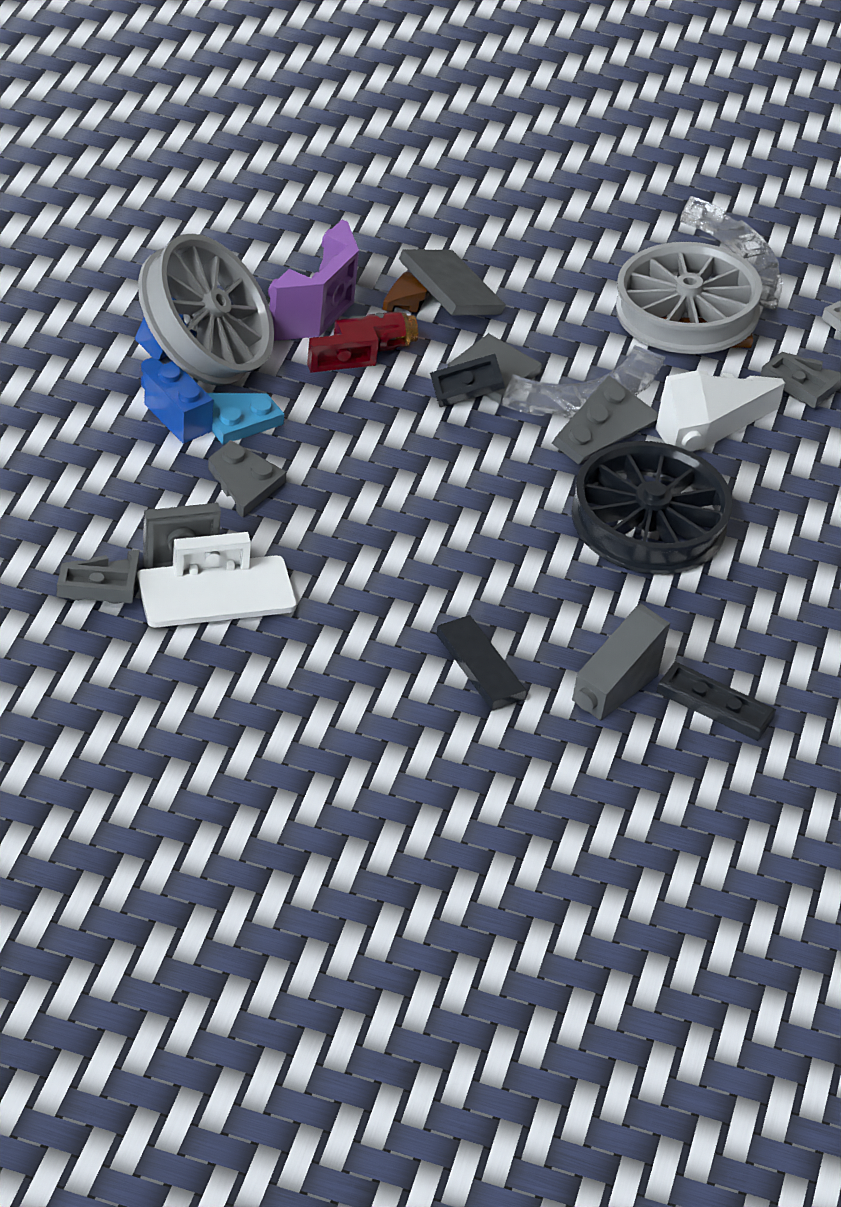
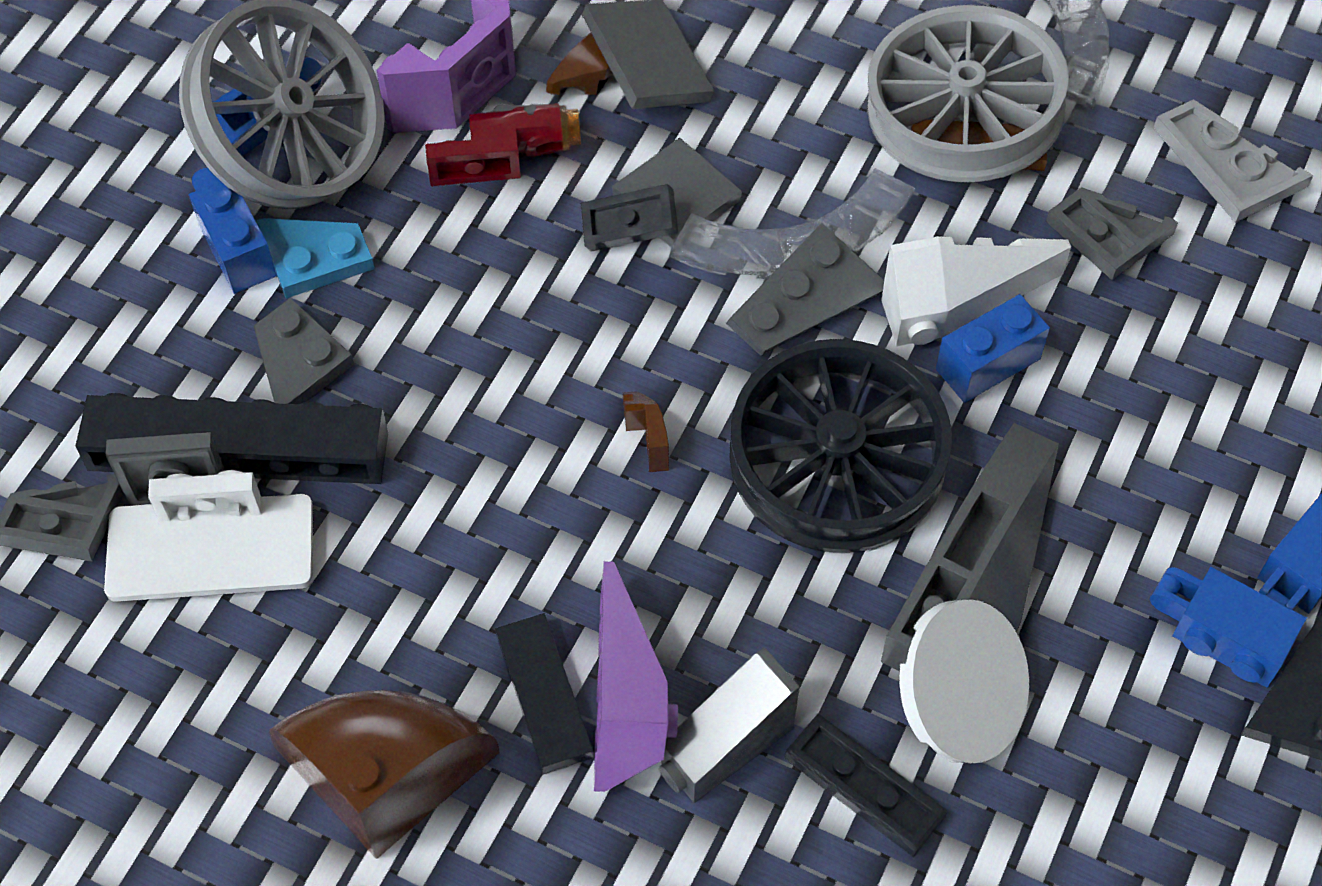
camera: 15 degrees right, 15 degrees up
(272, 522) = (254, 436): none -> black brick
(380, 697) = (383, 758): none -> reddish brown brick
(518, 504) = (645, 414): none -> reddish brown slope
(546, 646) = (630, 691): none -> medium lavender wedge
(744, 446) = (992, 348): none -> blue brick
(764, 578) = (988, 543): none -> dark grey wedge
(774, 626) = (965, 681): none -> white tile

